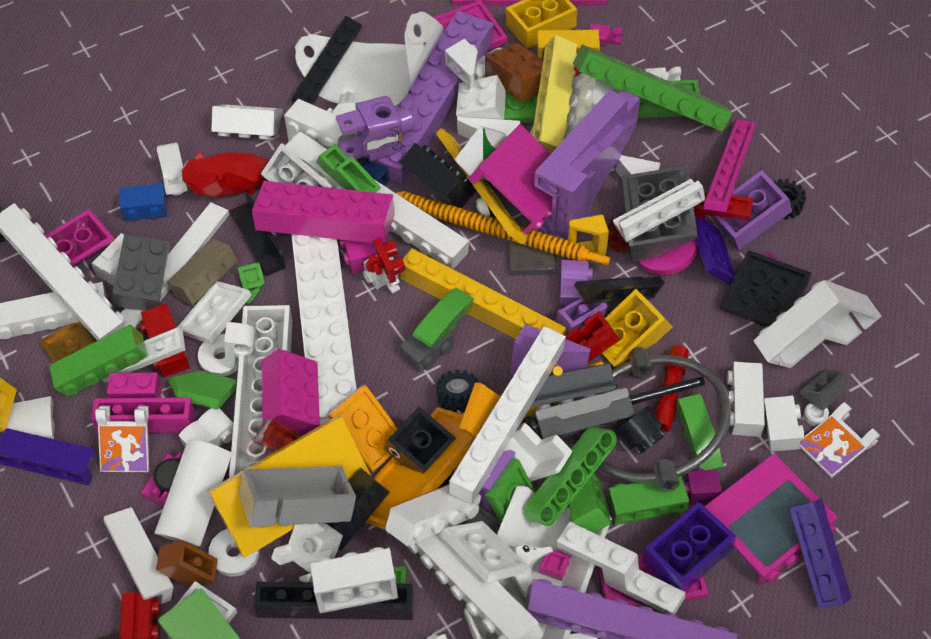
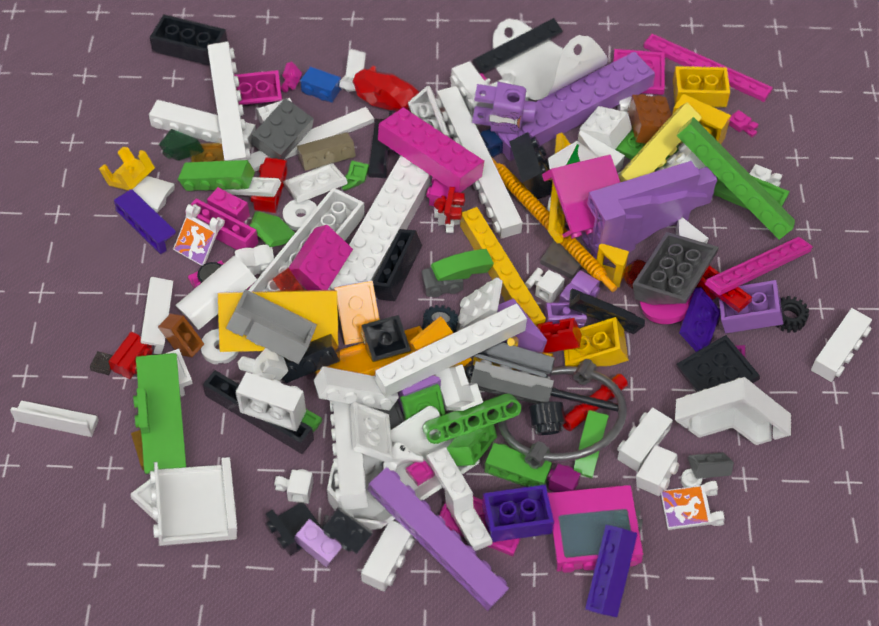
camera: 30 degrees right, 0 degrees up
(28, 349) = (180, 146): none -> clear green slope
(104, 208) = (292, 76): none -> dark pink plate
(237, 341) = (310, 207): white plate -> none
(246, 120) = (428, 60): white slope -> none
(346, 170) = (467, 129): bright green slope -> none
(370, 353) = (397, 265): none -> black brick
(463, 61) = (608, 90): white slope -> none
(492, 349) = (480, 304): none -> white plate
(539, 293) = (548, 286): none -> white brick
(659, 209) = (671, 268): white fence -> none
(852, 204) = (841, 345): none -> white brick

